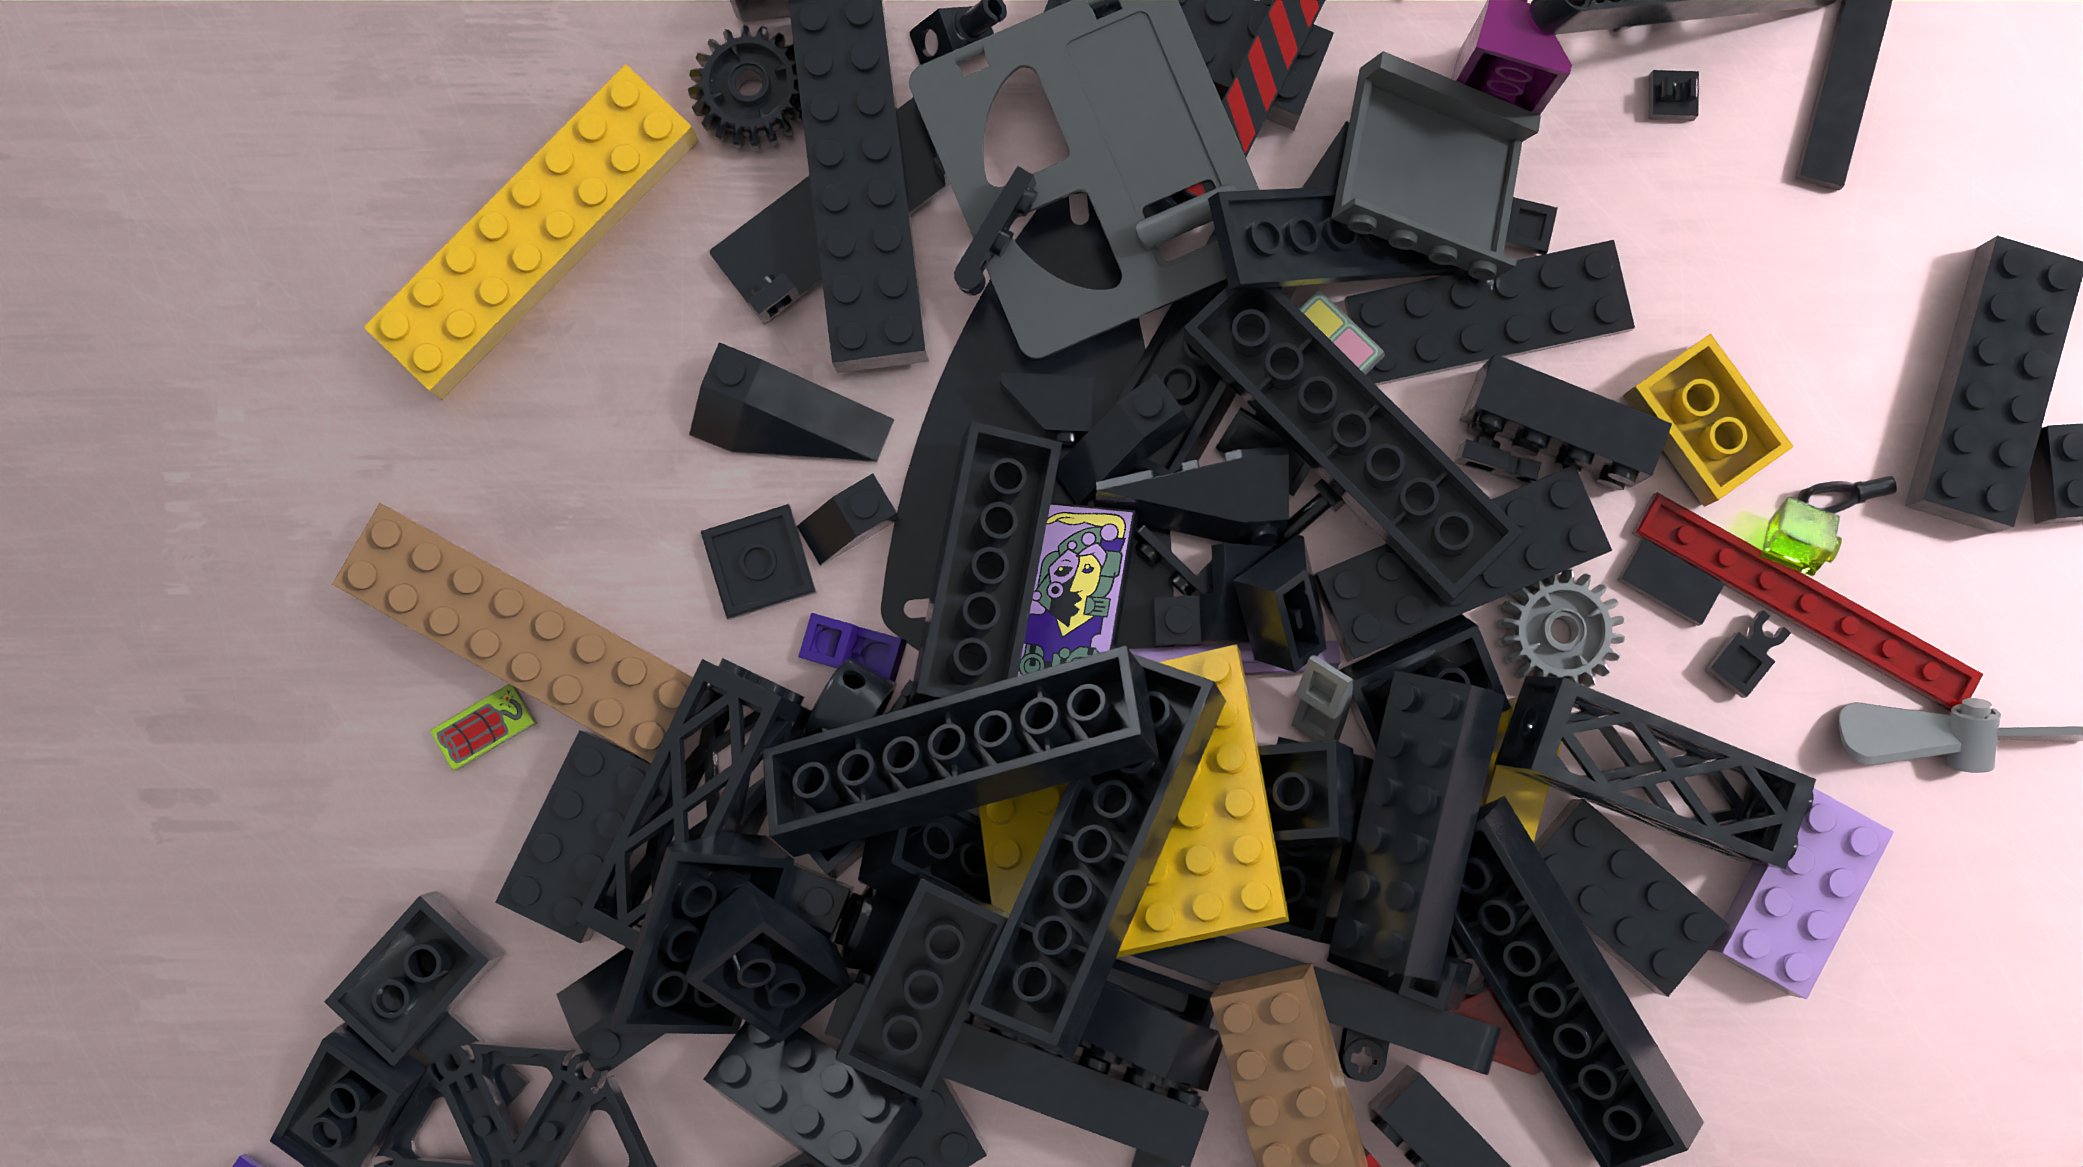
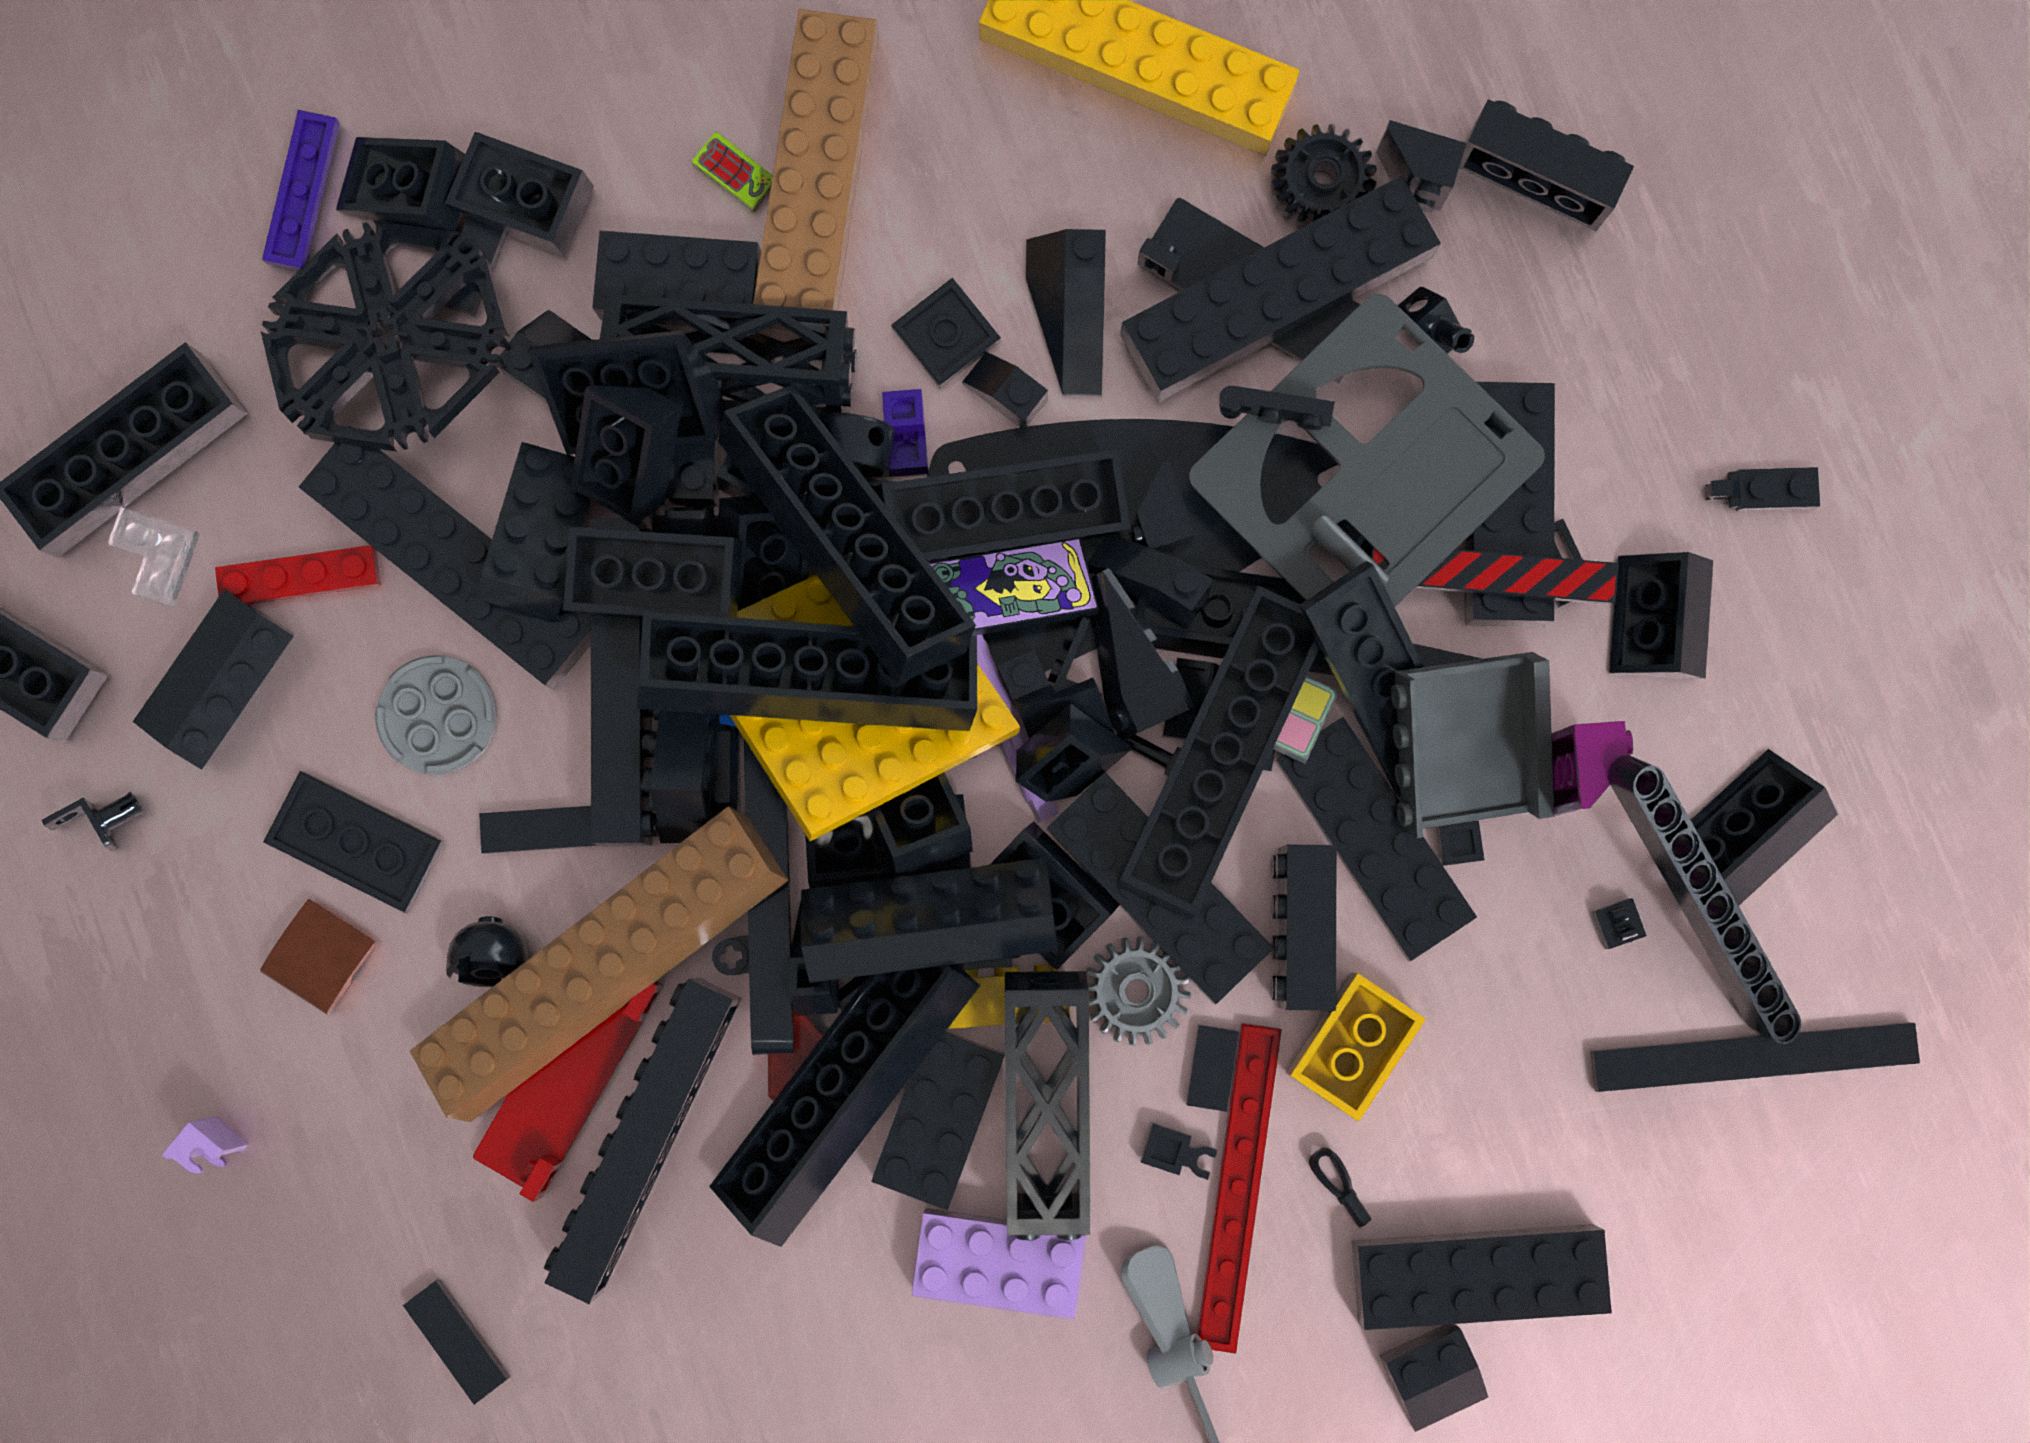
camera: 75 degrees right, 0 degrees up
(1323, 702) = (1002, 817): light grey slope -> none
(1486, 456) = (1256, 877): black plate -> none
(1802, 536) = (1290, 1160): clear neon green brick -> none

